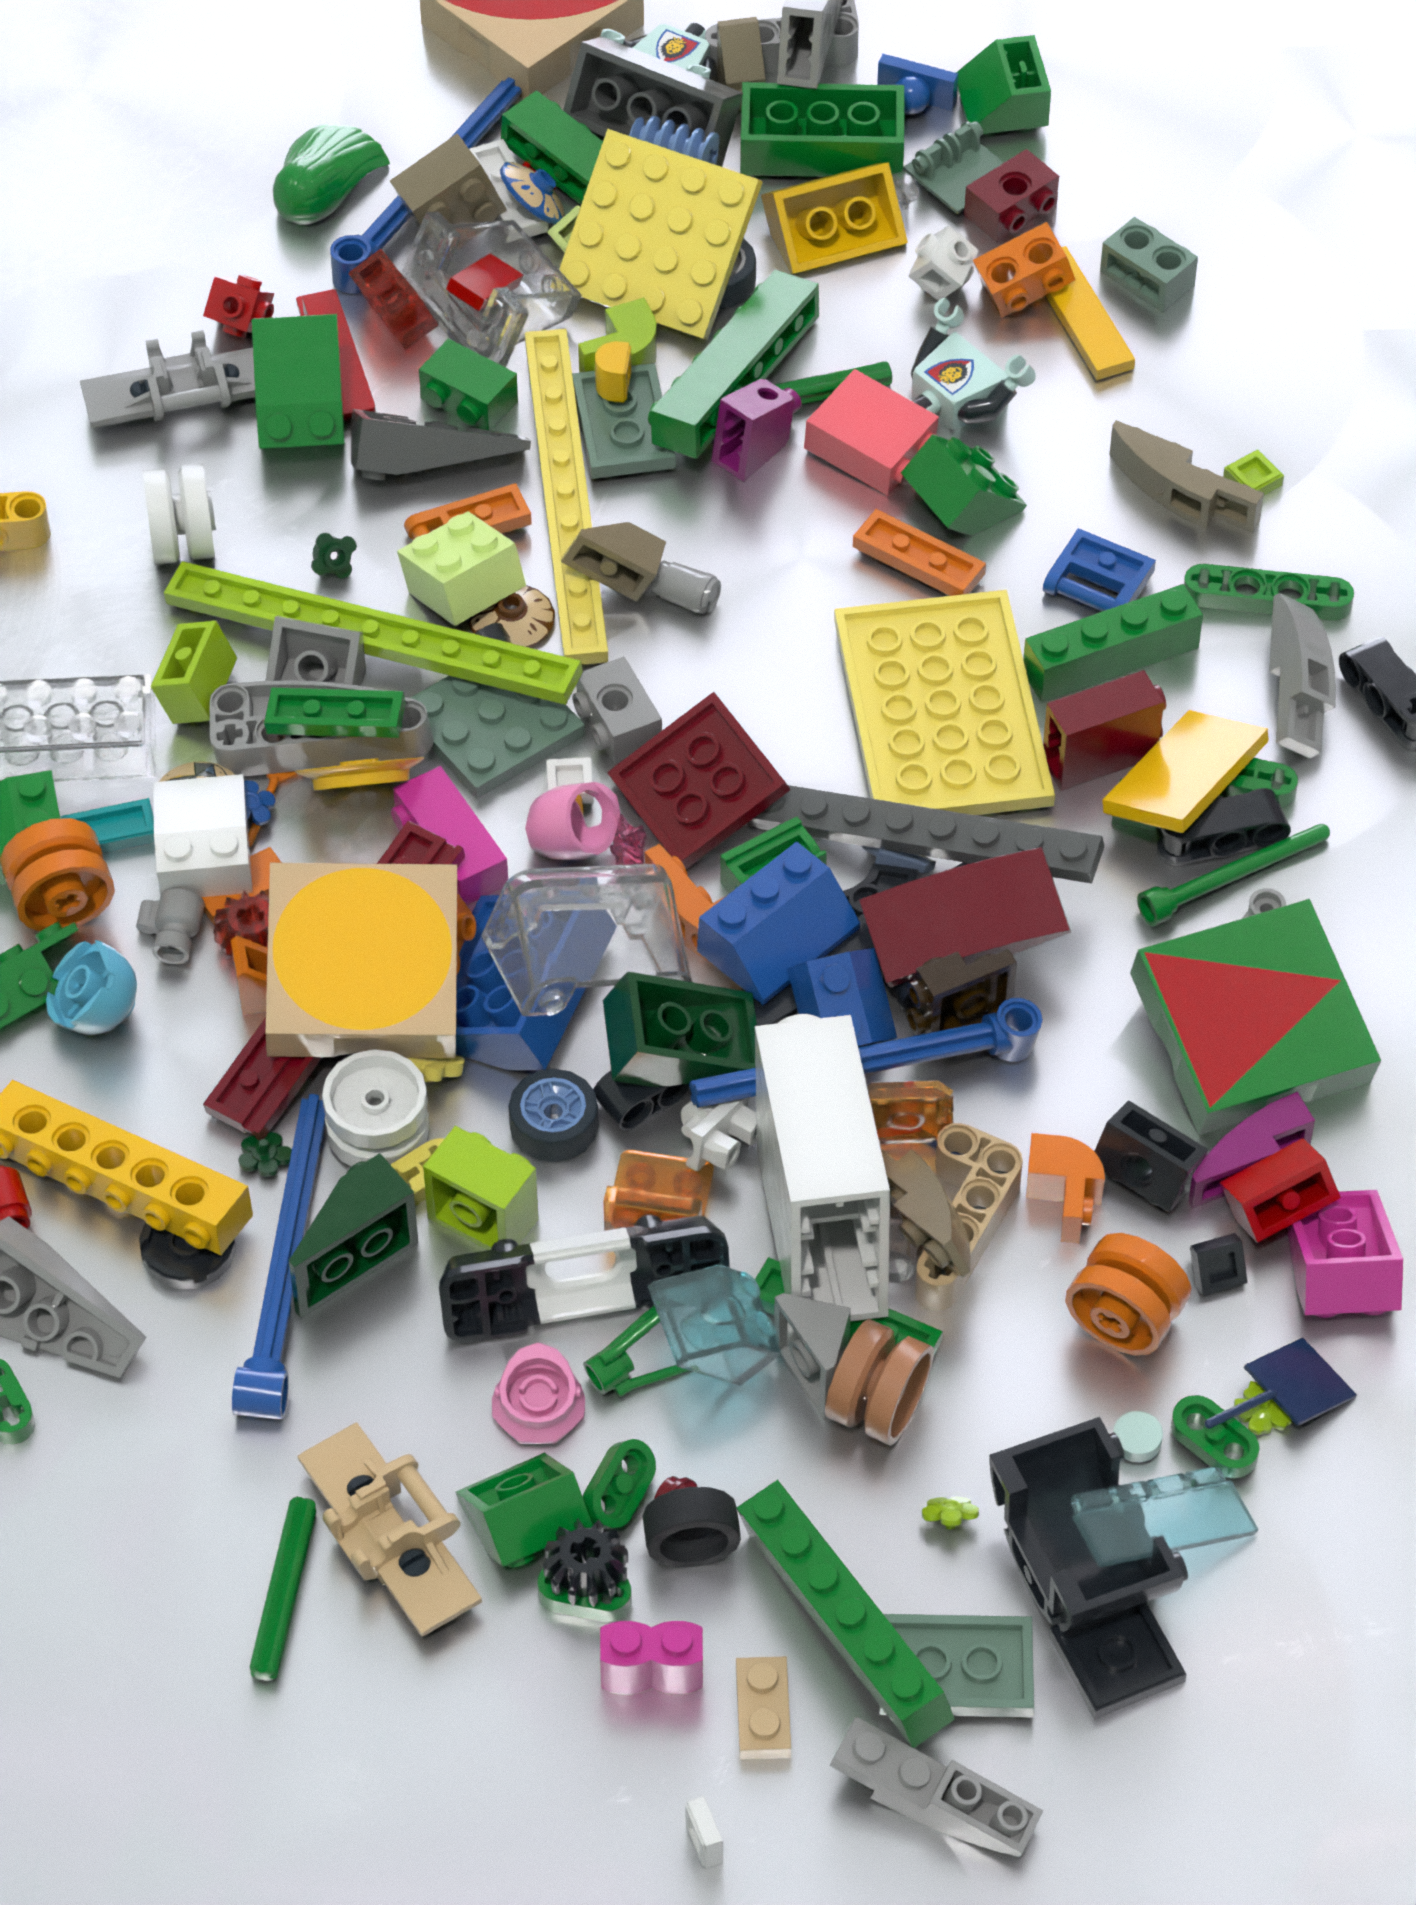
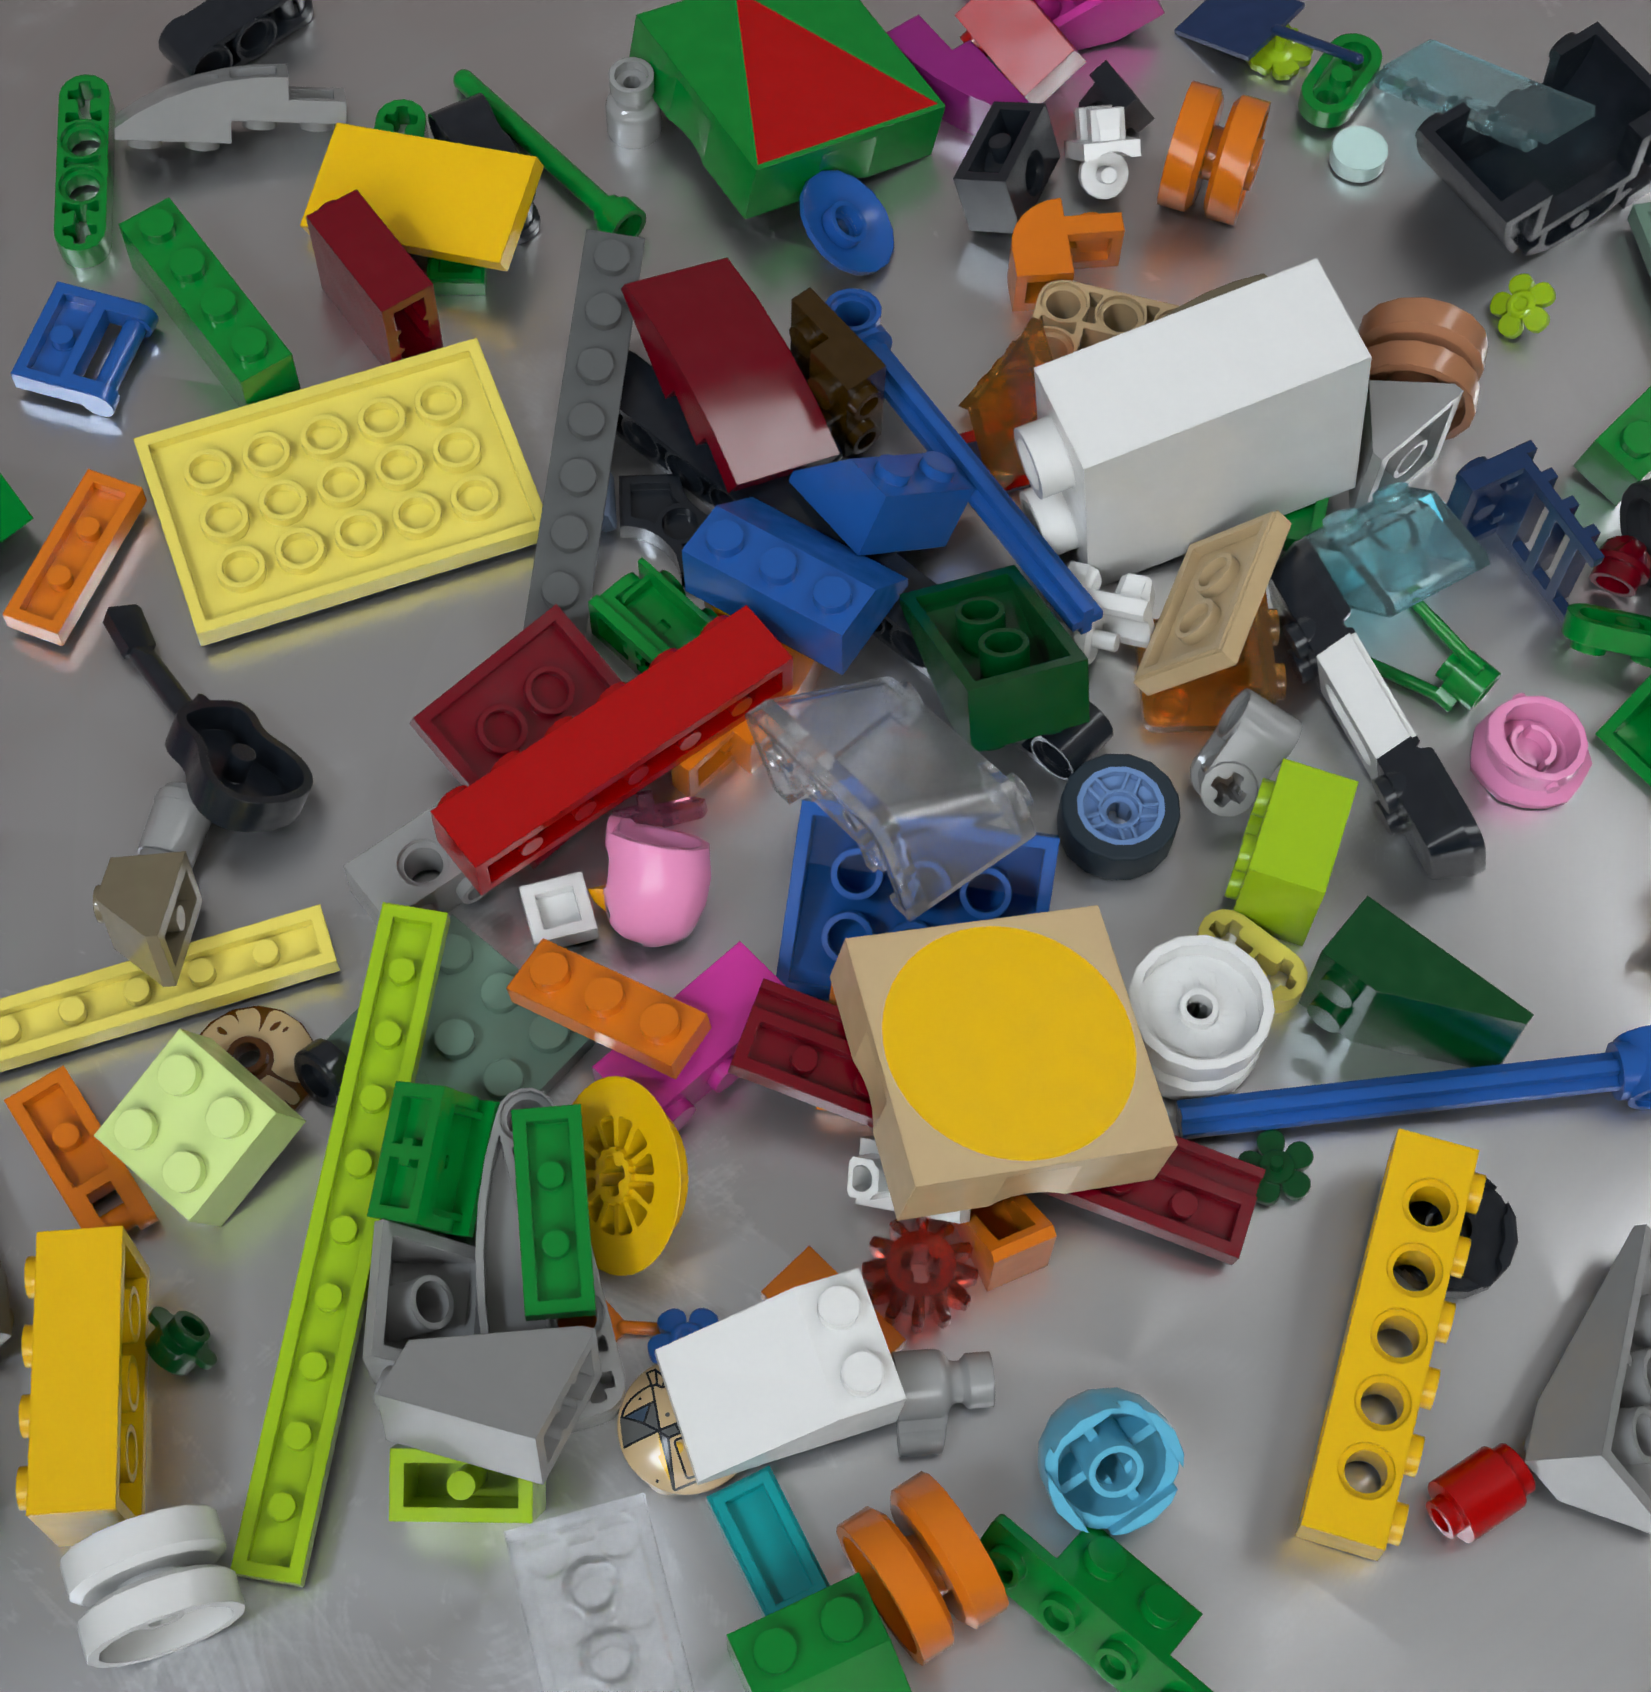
camera: 105 degrees left, 10 degrees up
(222, 664) = (491, 1396): none -> light grey slope
(301, 493) = (85, 1383): none -> yellow brick
(399, 665) = (432, 1159): none -> green hinge
(477, 777) = (609, 1008): none -> orange plate
(570, 1180) = (1245, 745): none -> light grey piece
(661, 796) = (611, 749): none -> red brick
(693, 1180) = (1212, 603): none -> tan tile
(717, 616) = (230, 762): none -> black piece
(745, 1419) = (1507, 499): none -> dark blue plate
(1094, 1044) = (846, 222): none -> blue dish
(1160, 1223) = (1099, 147): none -> white hips

